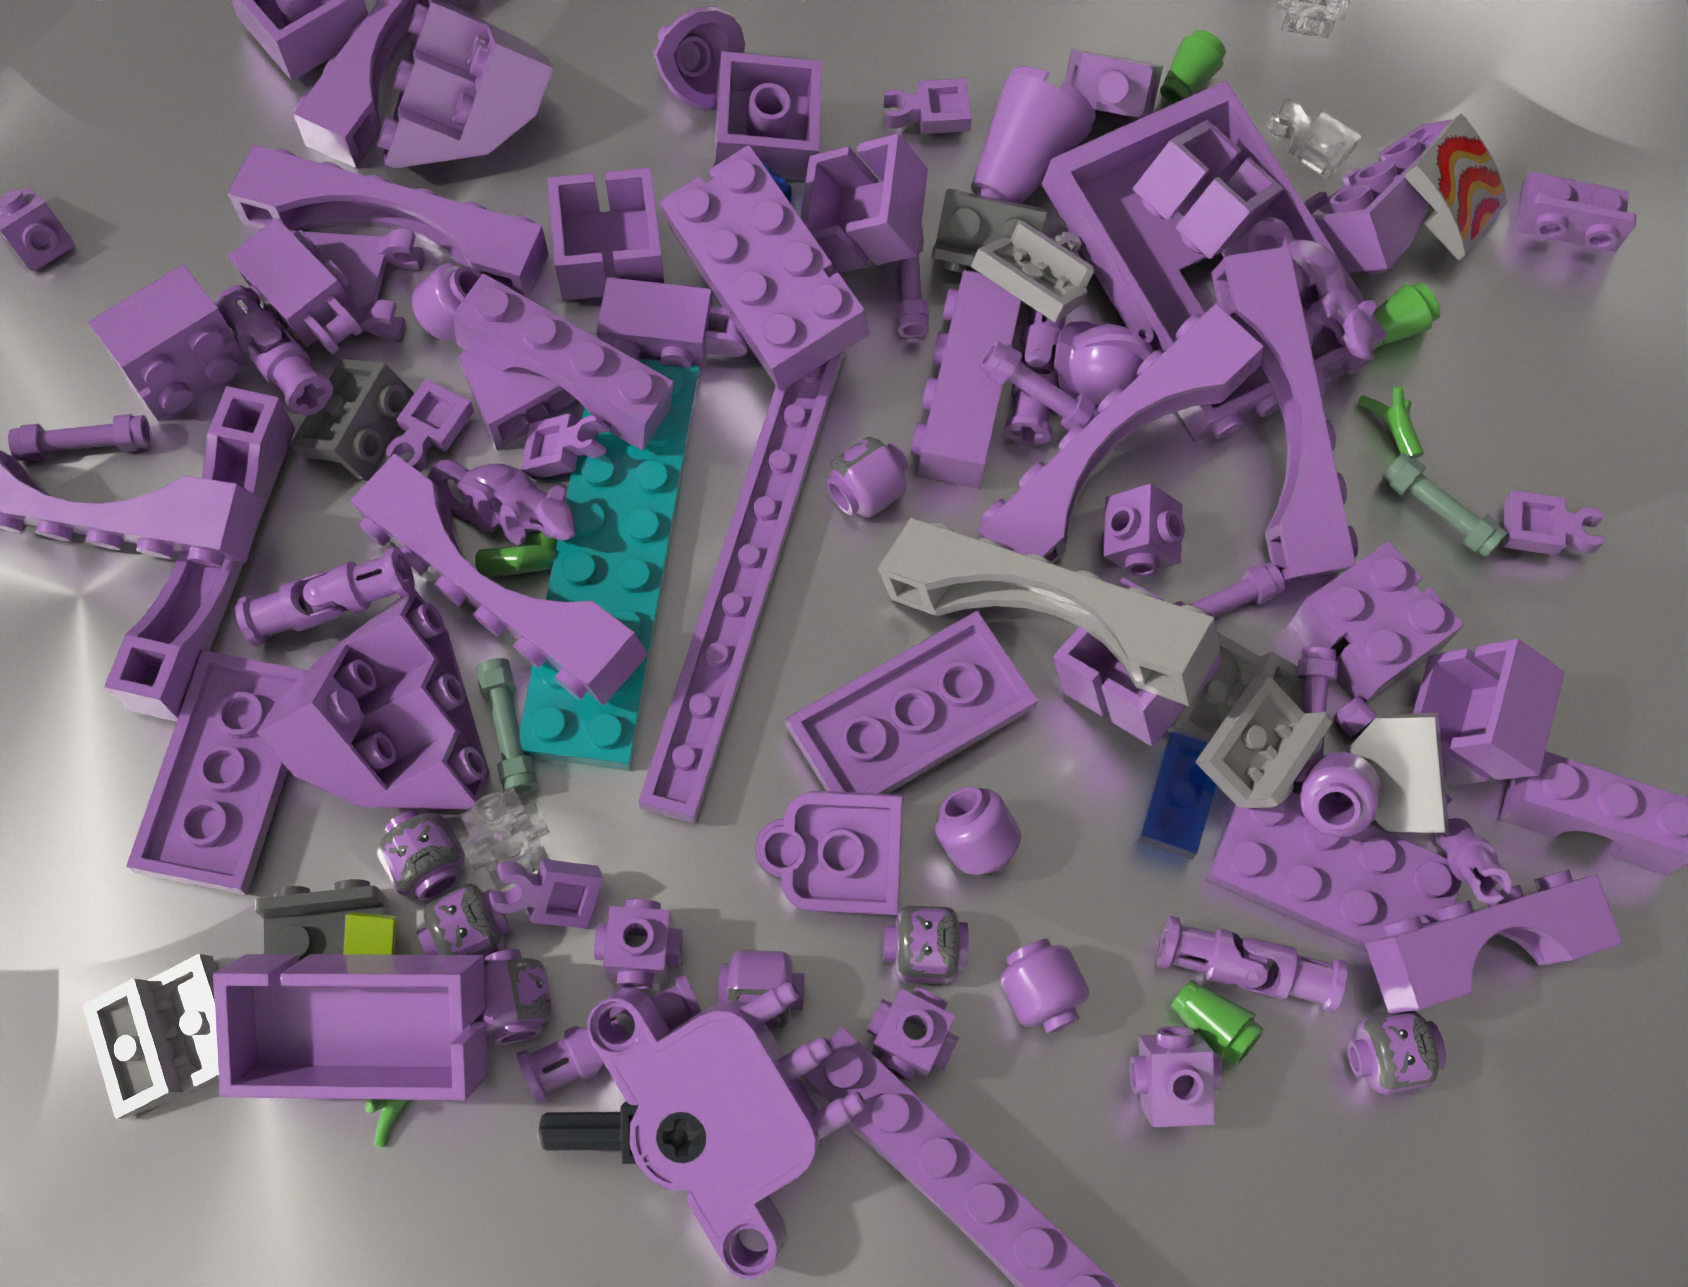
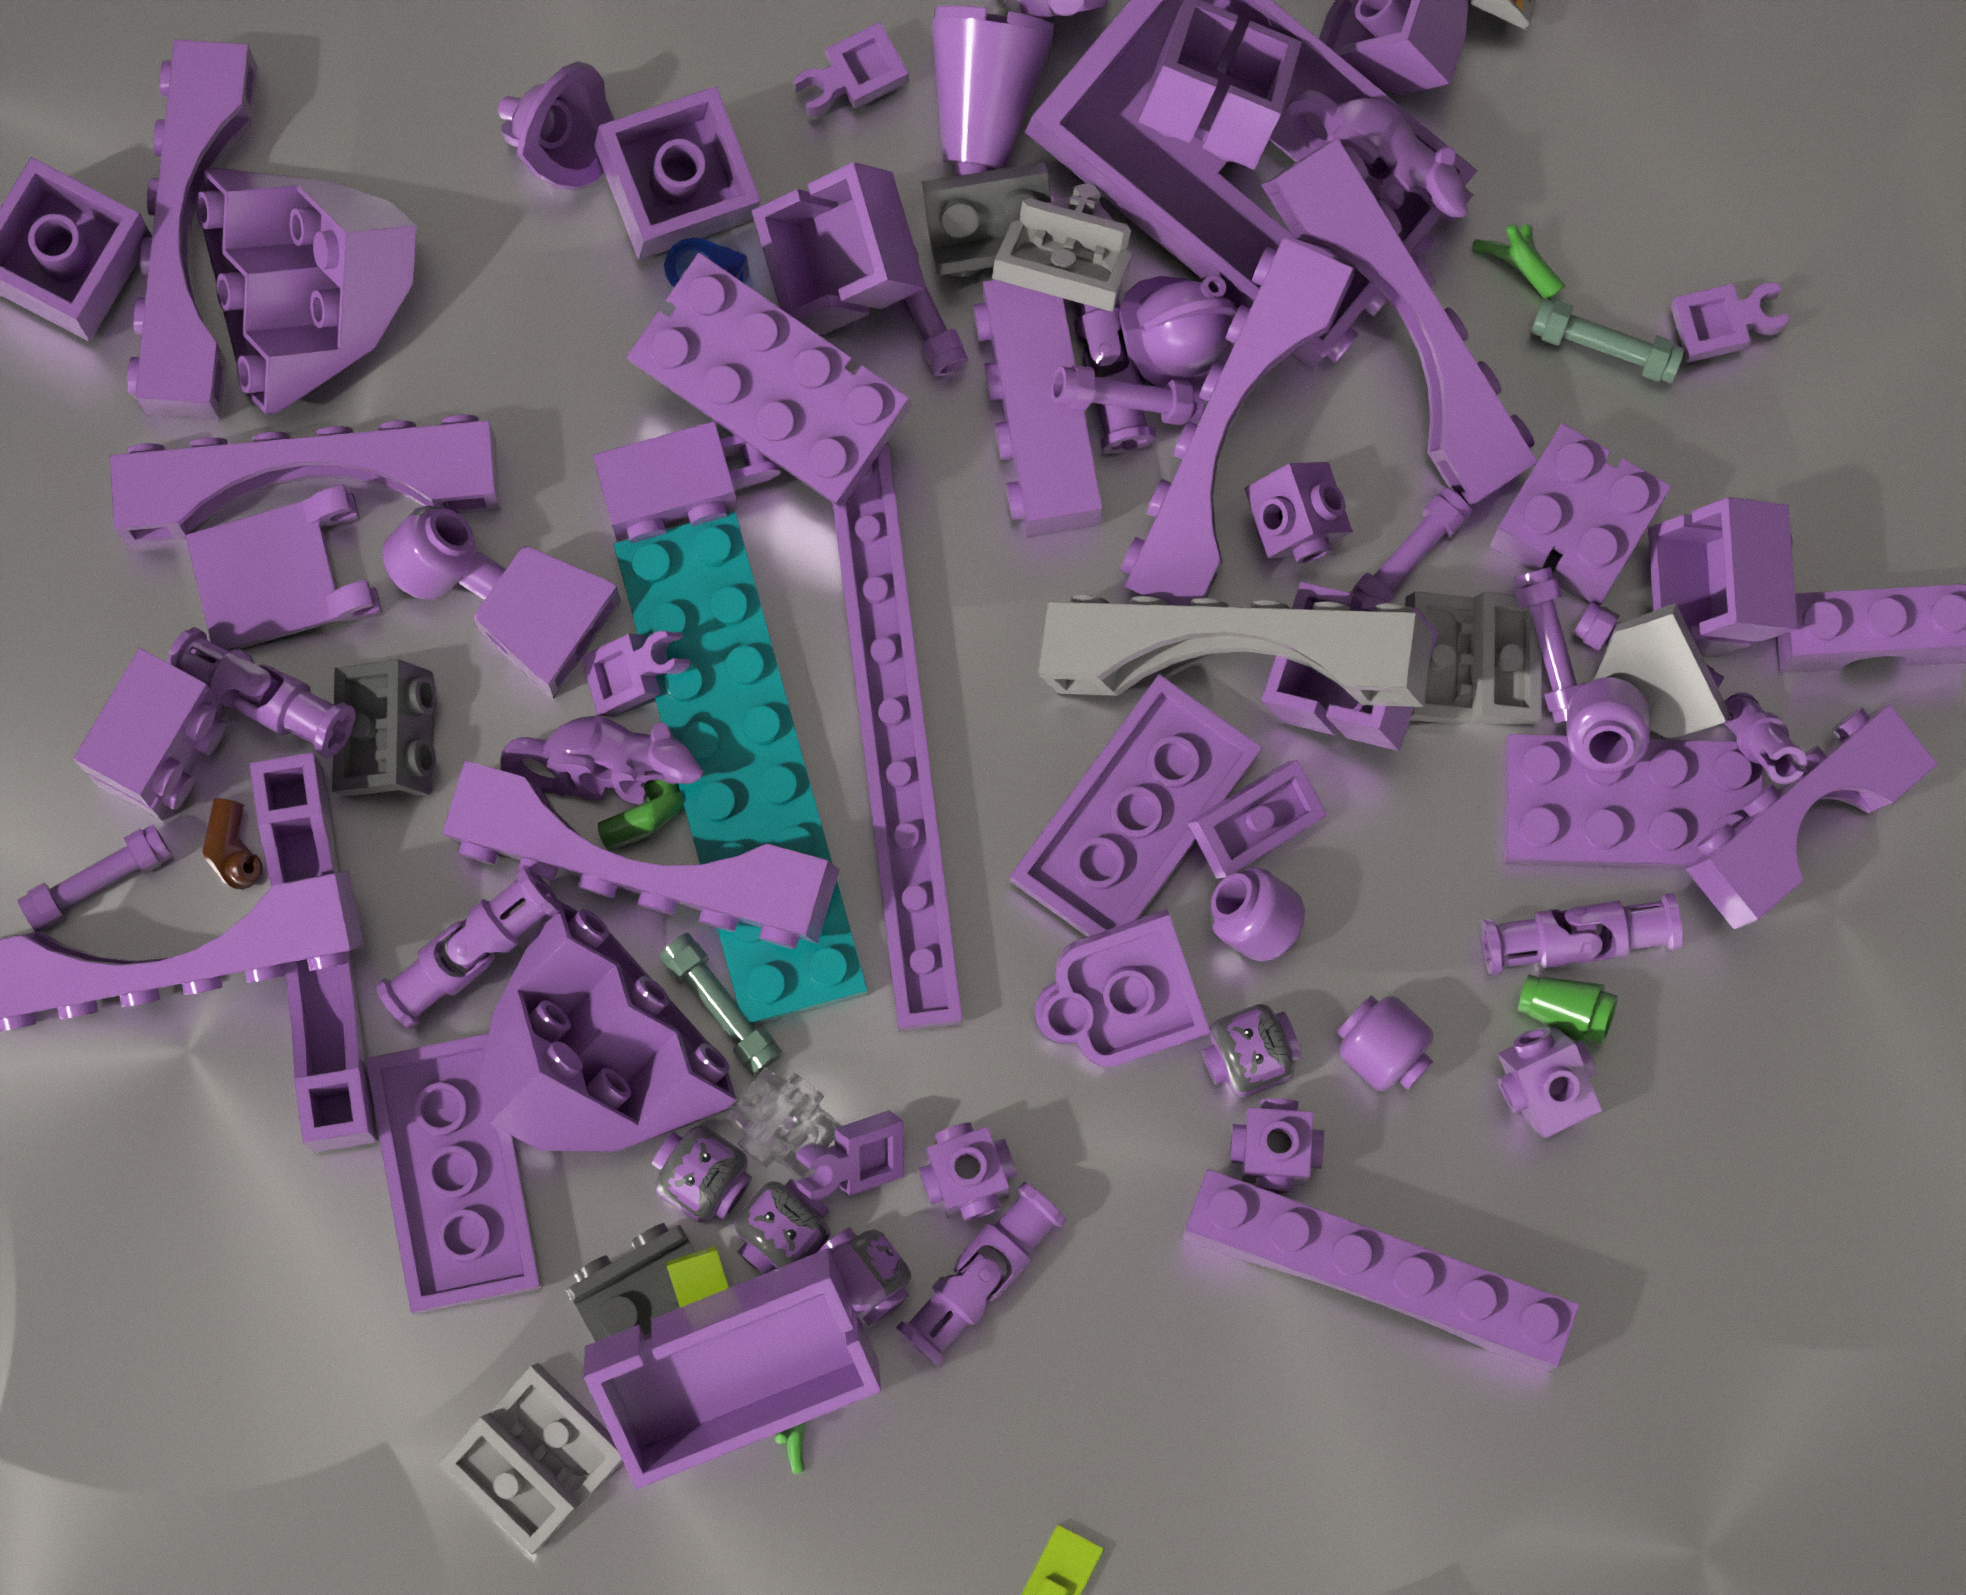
camera: 20 degrees left, 10 degrees up
(188, 453) = (225, 850): none -> reddish brown arm
(297, 285) = (250, 606): medium lavender brick -> none
(430, 419) = (471, 697): medium lavender plate -> none
(520, 333) = (553, 573): medium lavender arch -> none
(604, 244) = (568, 403): medium lavender piece -> none
(732, 1088) = (1134, 1274): medium lavender piece -> none
(755, 973) = (1106, 1165): medium lavender head -> none
(868, 477) = (978, 568): medium lavender head -> none
(1010, 755) = (1257, 819): none -> medium lavender plate
(1178, 799) = (1448, 786): clear blue plate -> none
(1262, 745) = (1511, 705): light grey bracket -> none
(1397, 1052) = (1755, 963): head -> none
(1407, 312) = (1486, 125): bright green cone -> none

